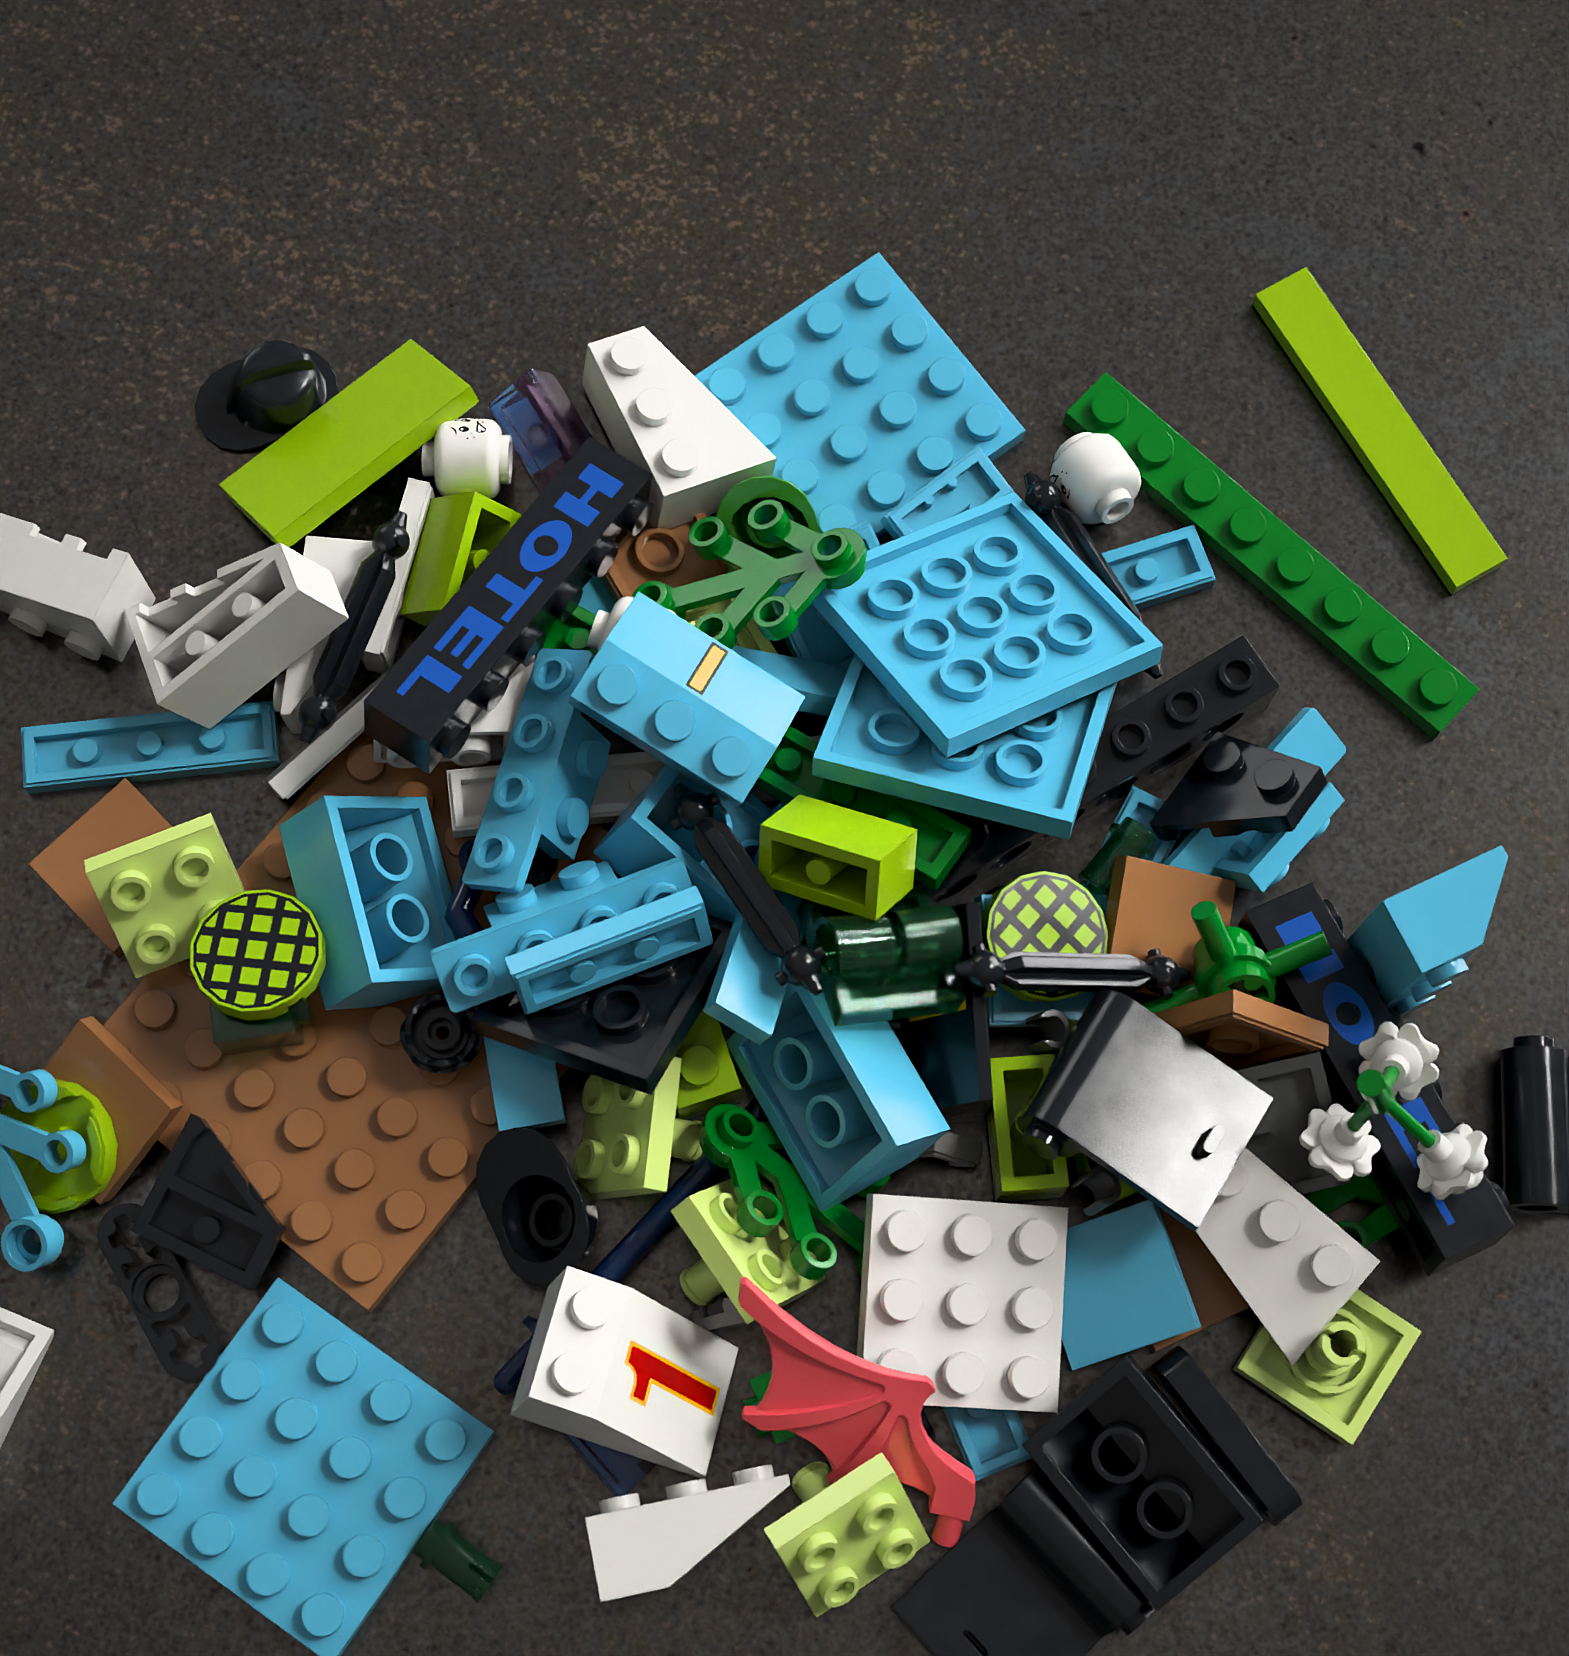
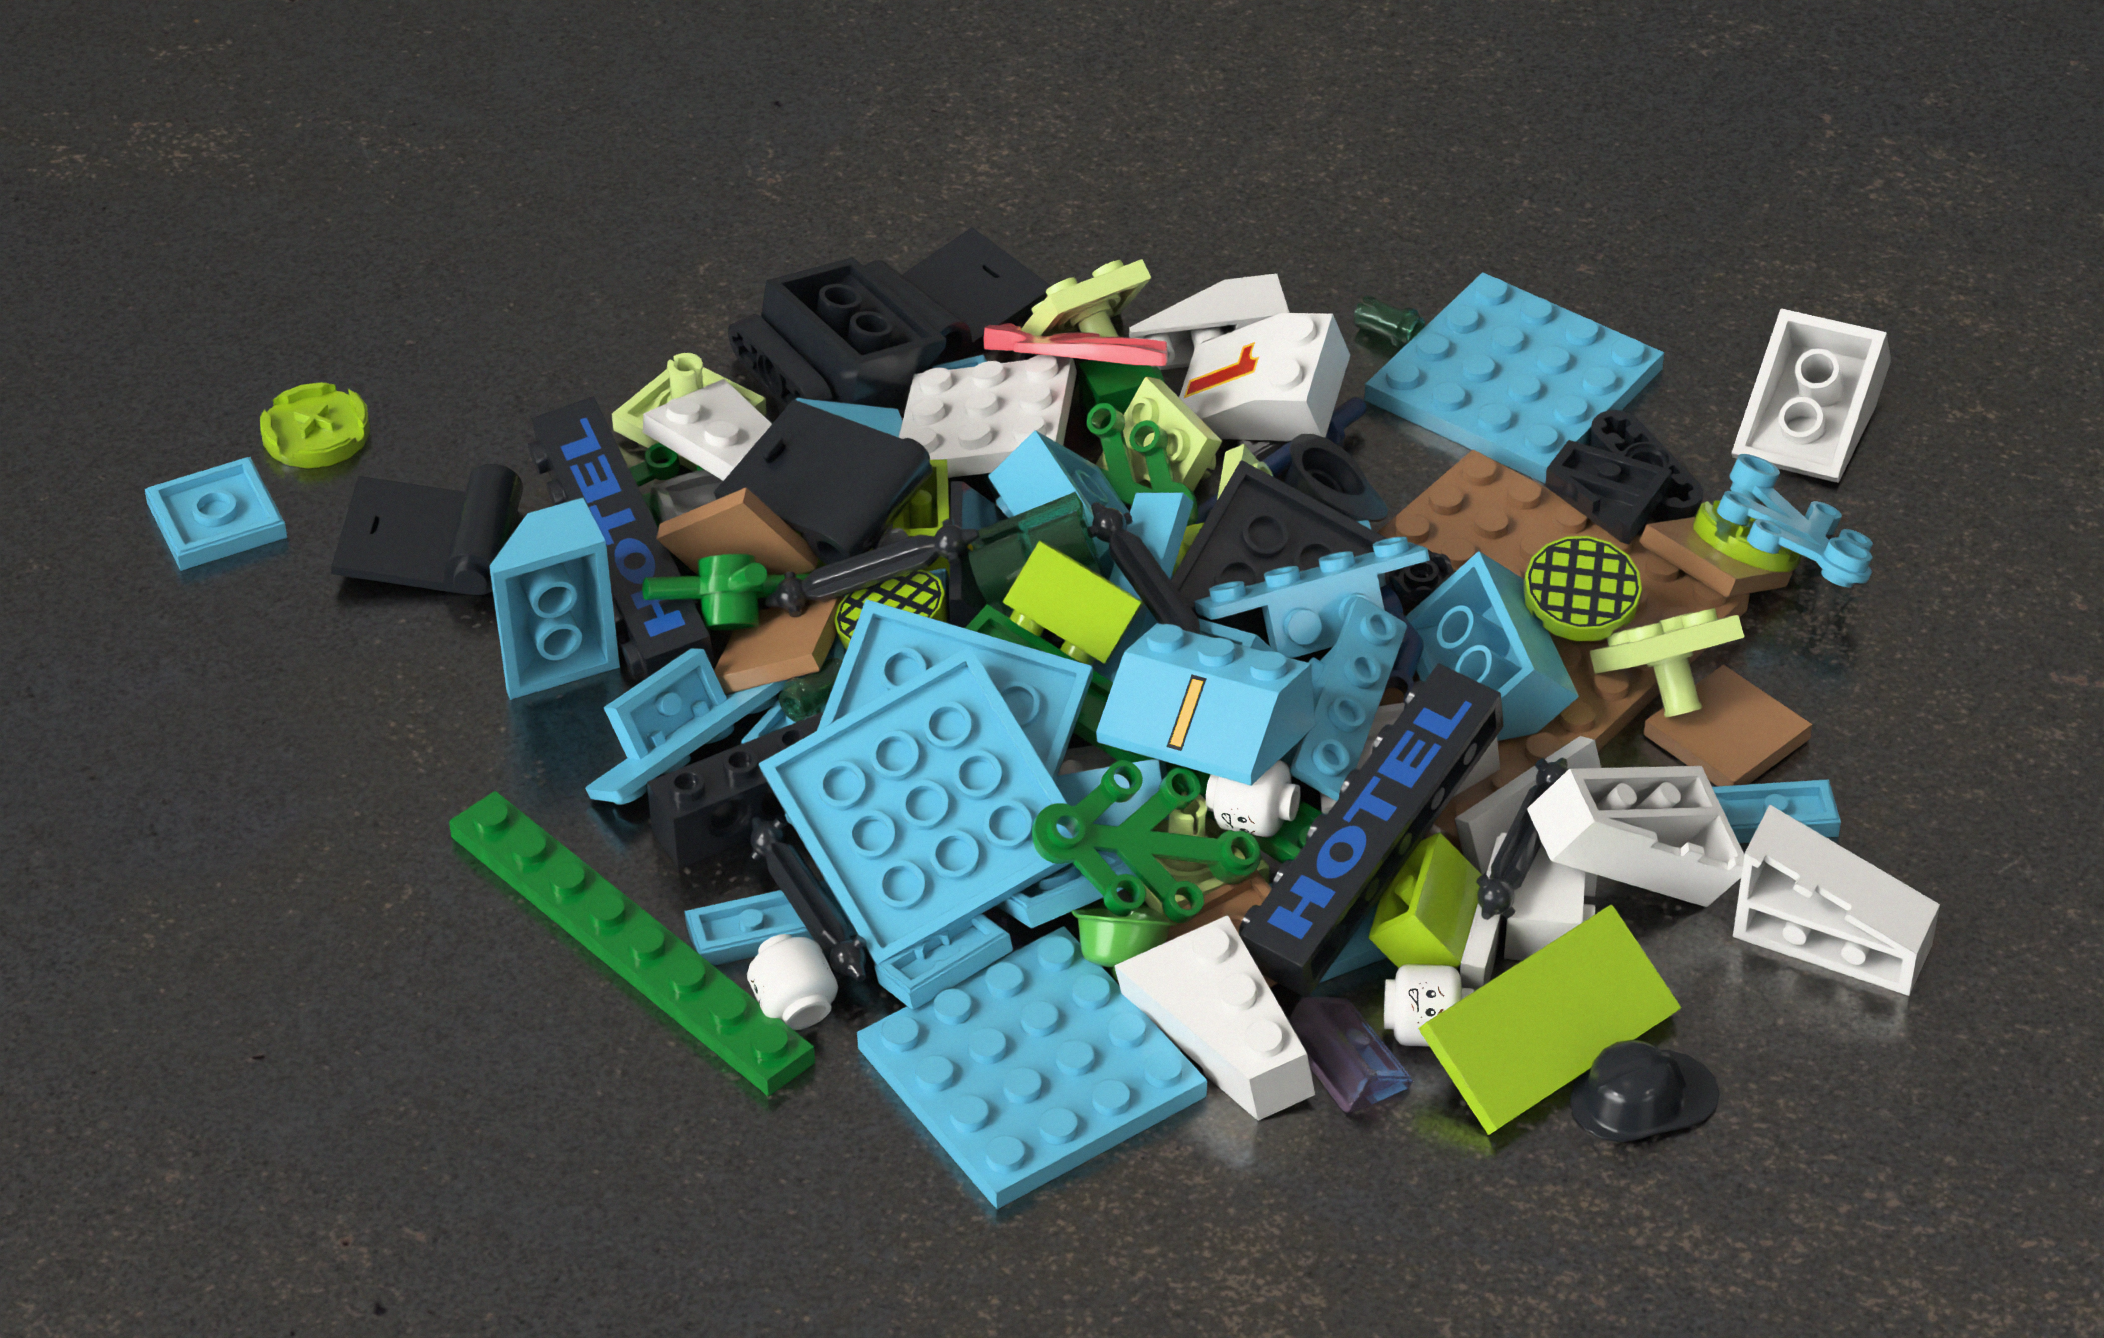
camera: 175 degrees left, 30 degrees down
(610, 950) = (1289, 548): medium azure tile -> none
(1240, 790) = (696, 713): black wing -> none
(1379, 431) = (496, 1041): lime tile -> none
(1393, 1063) = (659, 464): white plant -> none

